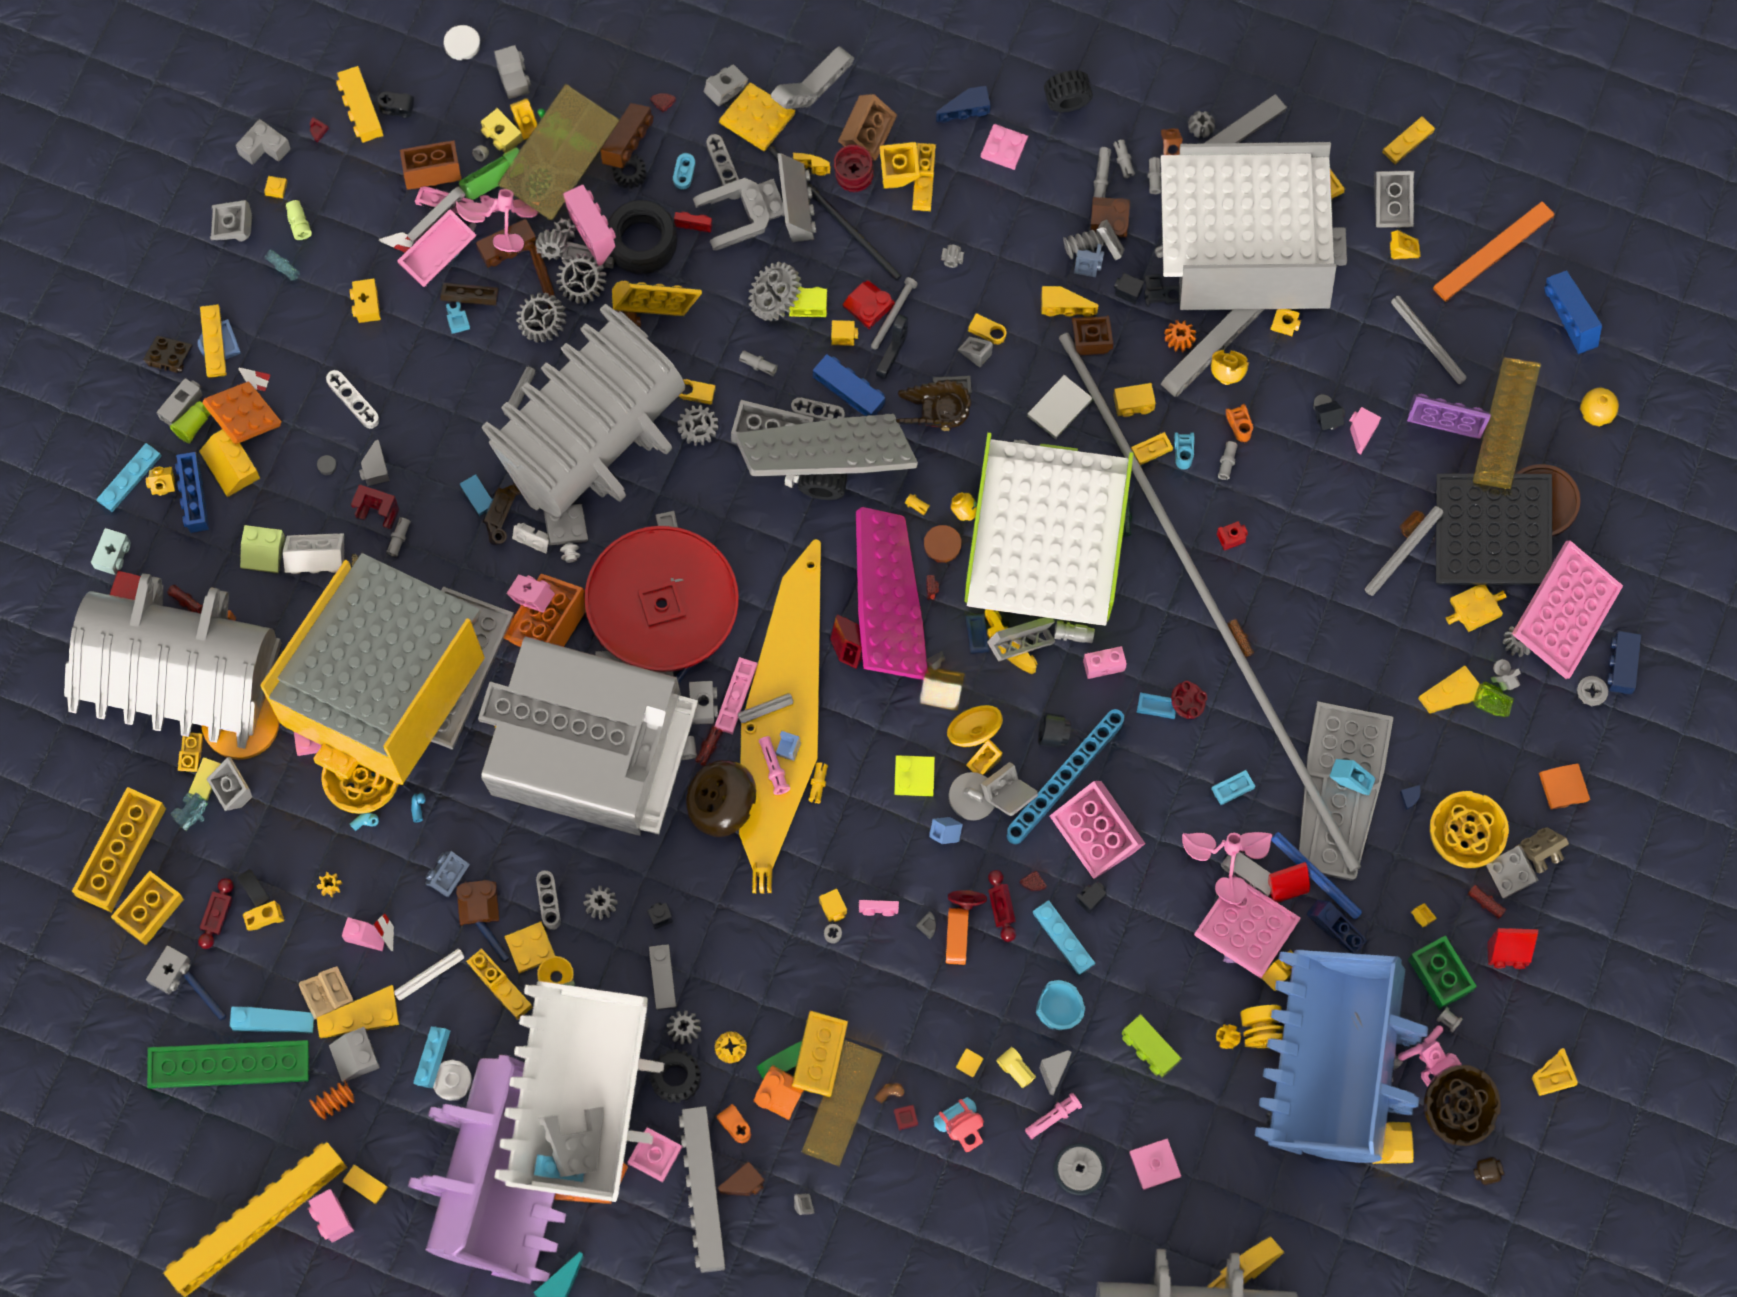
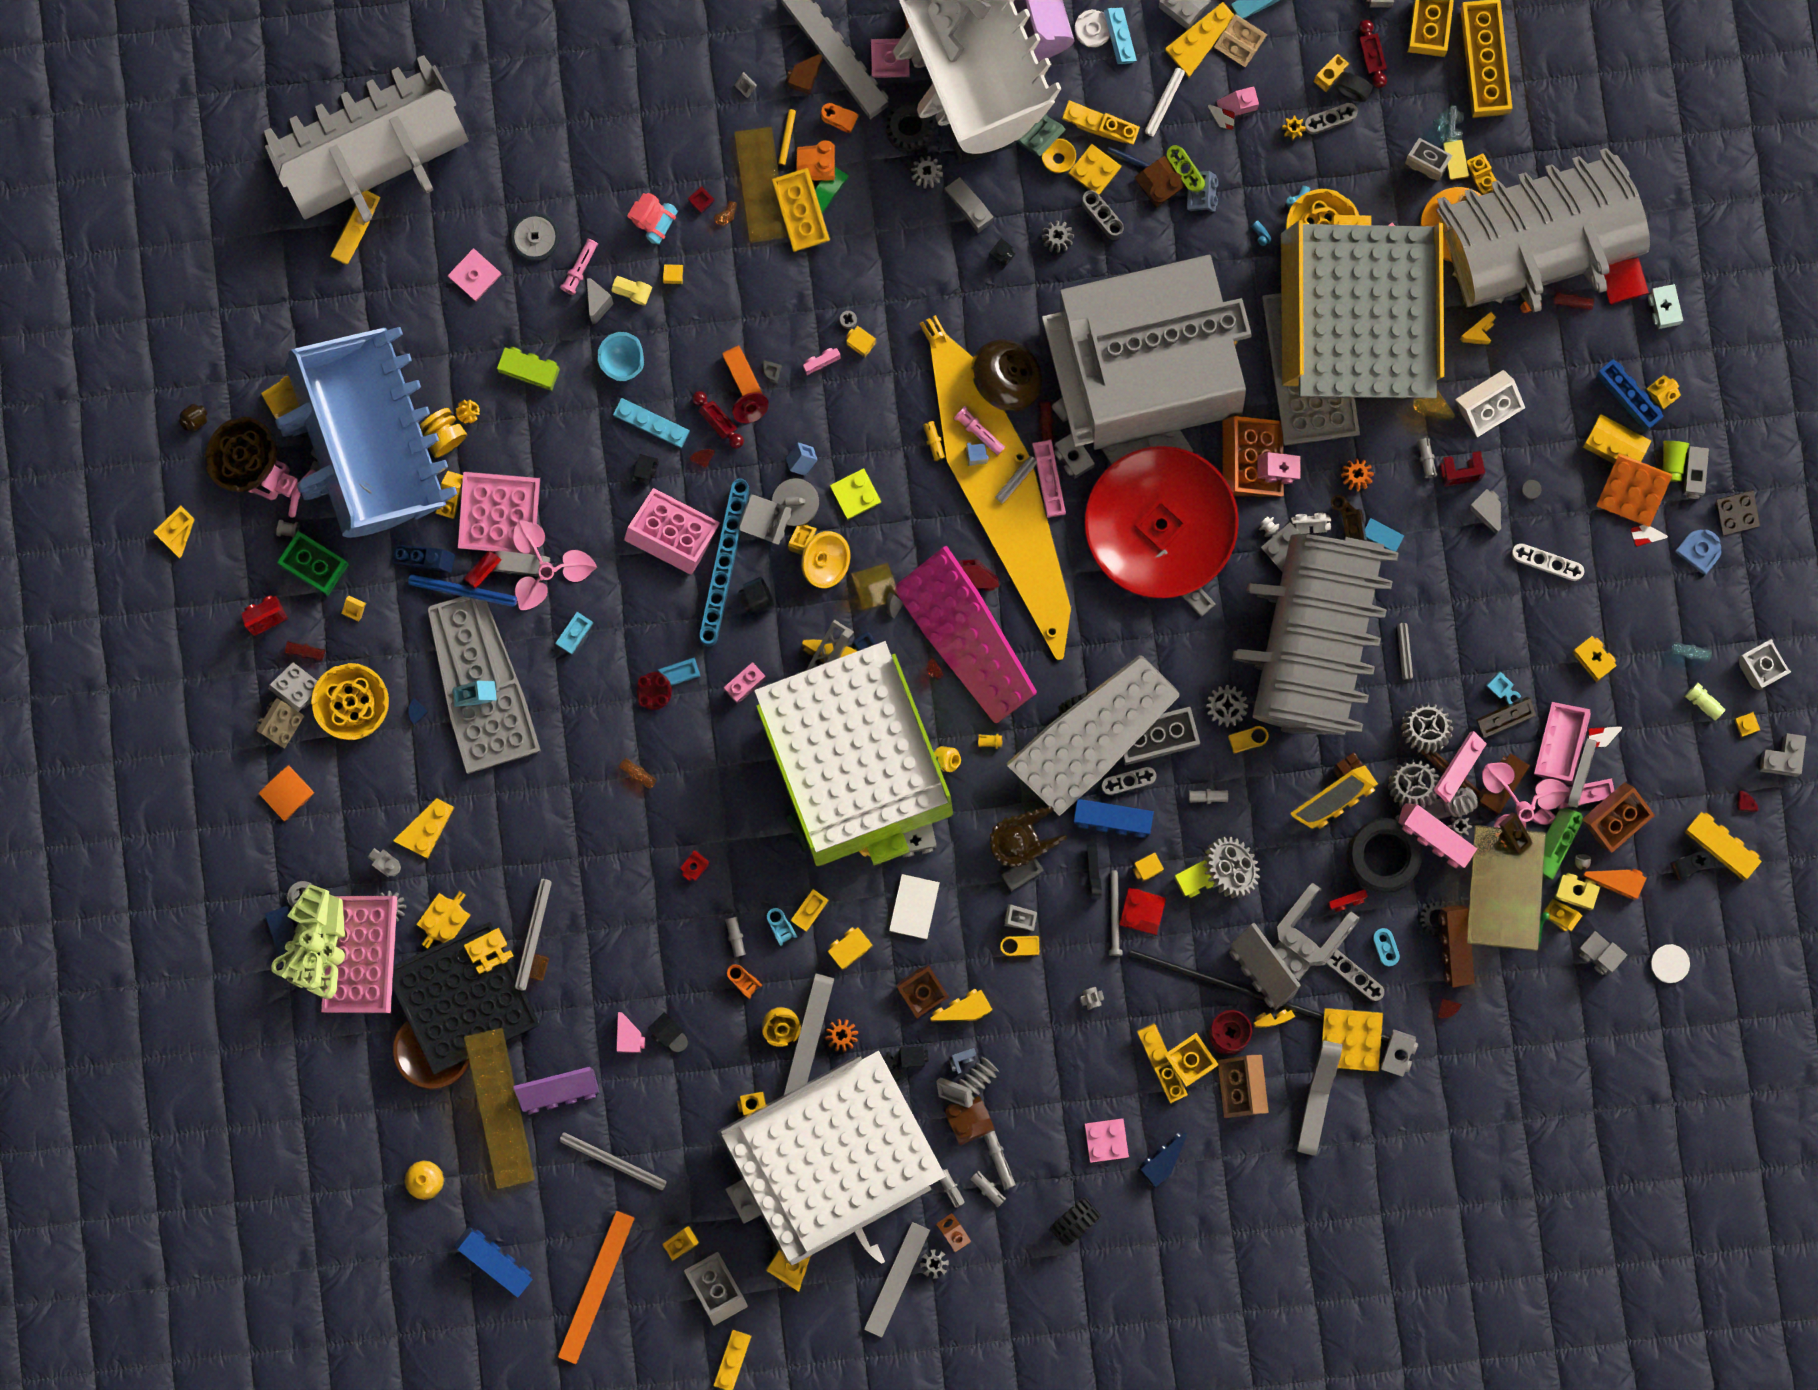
camera: 155 degrees right, 10 degrees up
(129, 477) = (1696, 383): medium azure plate -> none
(213, 341) = (1704, 544): yellow plate -> none
(261, 549) = (1537, 381): yellowish green slope -> none
(286, 869) = (1345, 118): none -> light grey beam
(287, 618) = (1476, 335): none -> yellow slope
(444, 914) = (1193, 172): none -> lime beam
(461, 122) = (1624, 882): none -> orange slope
(464, 560) = (1353, 468): none -> orange gear
(524, 190) = (1515, 834): none -> dark brown slope
(534, 271) = (1459, 766): none -> bright pink plate
(738, 1052) = (879, 188): yellow gear -> none
(793, 1134) = (786, 138): none -> yellow bar
(942, 543) = (947, 717): dark orange tile -> none
(1348, 855) = (445, 623): light grey piece -> none
(1451, 560) = (485, 946): none -> yellow plate
(1493, 700) = (387, 838): clear neon green slope -> none
(1589, 657) = (317, 917): none -> yellowish green piece

